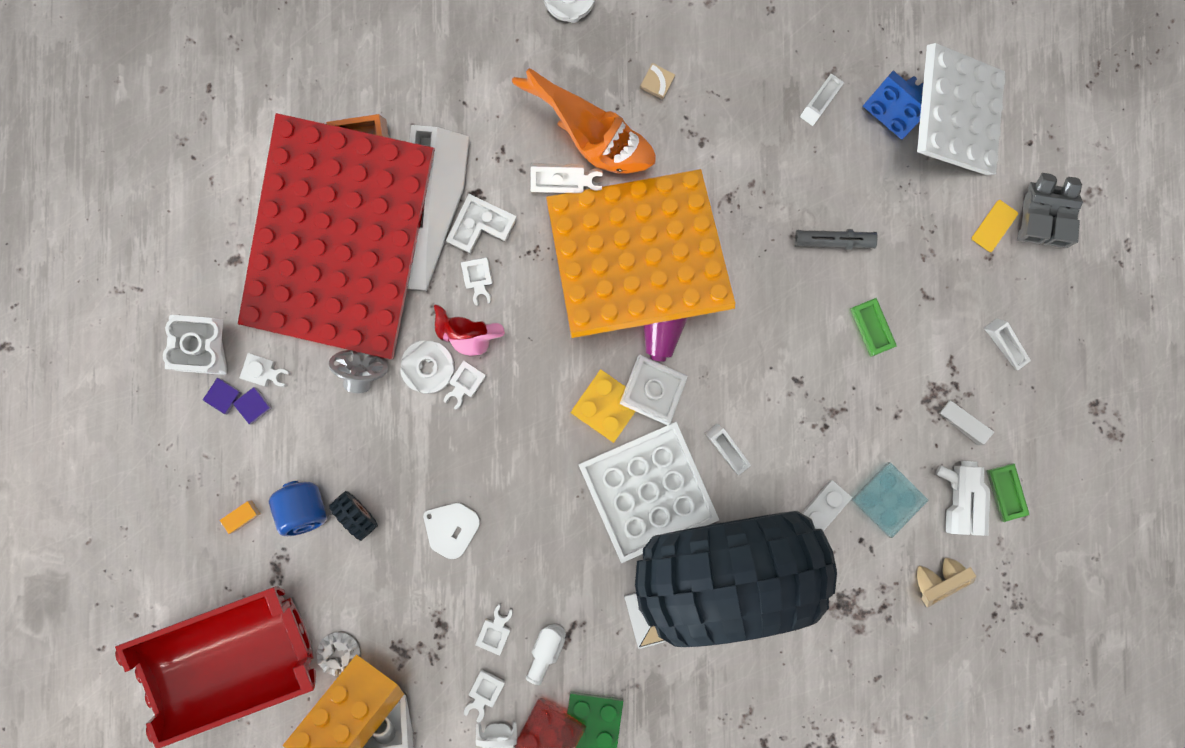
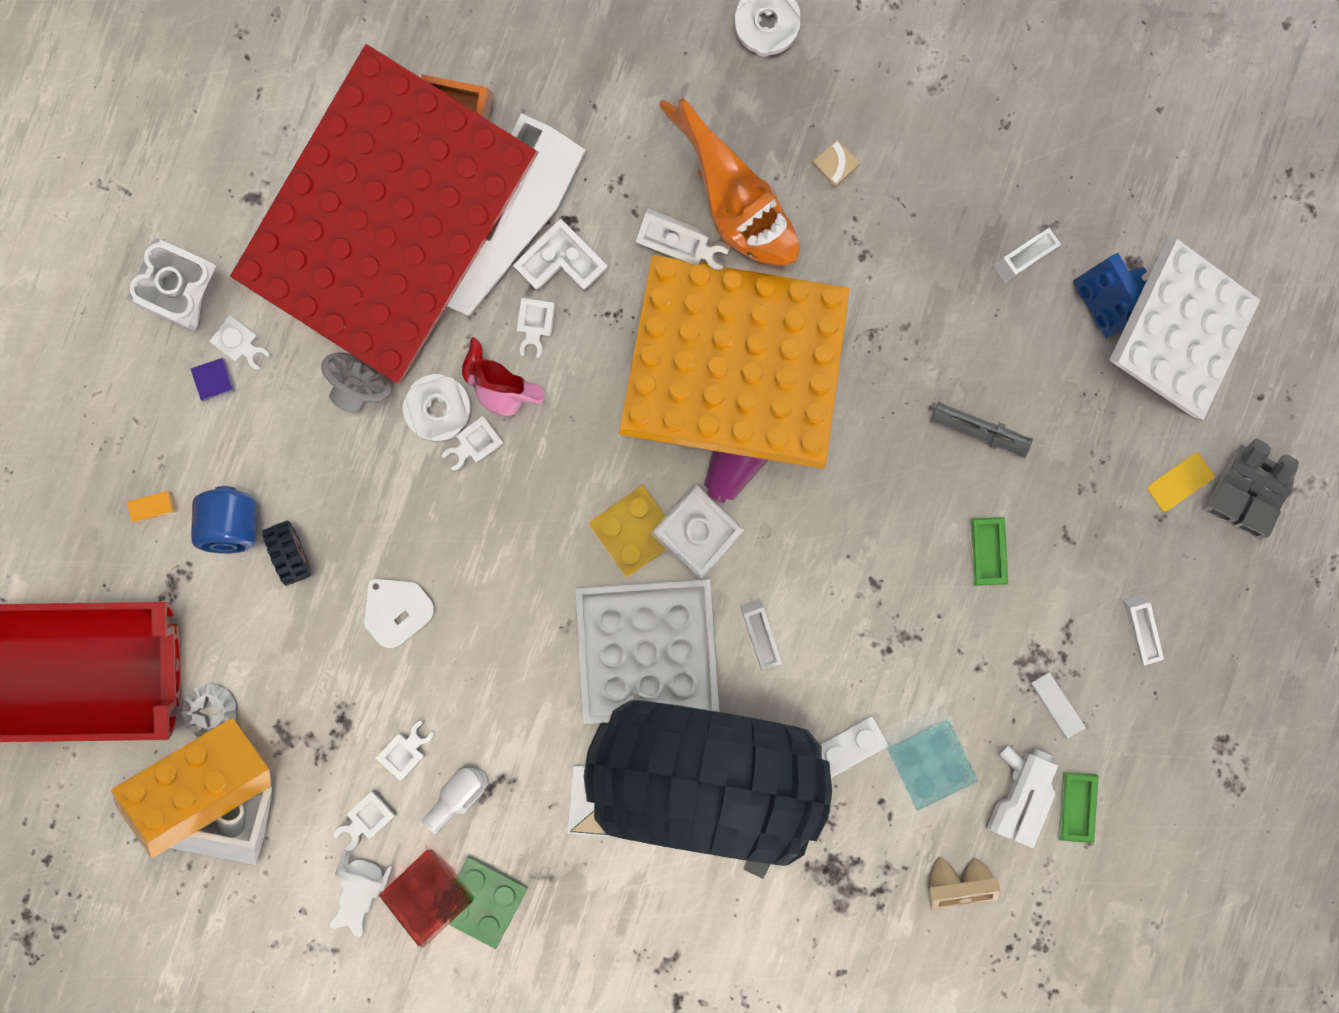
camera: 20 degrees right, 0 degrees up
(221, 396) = (180, 355): dark purple tile -> none

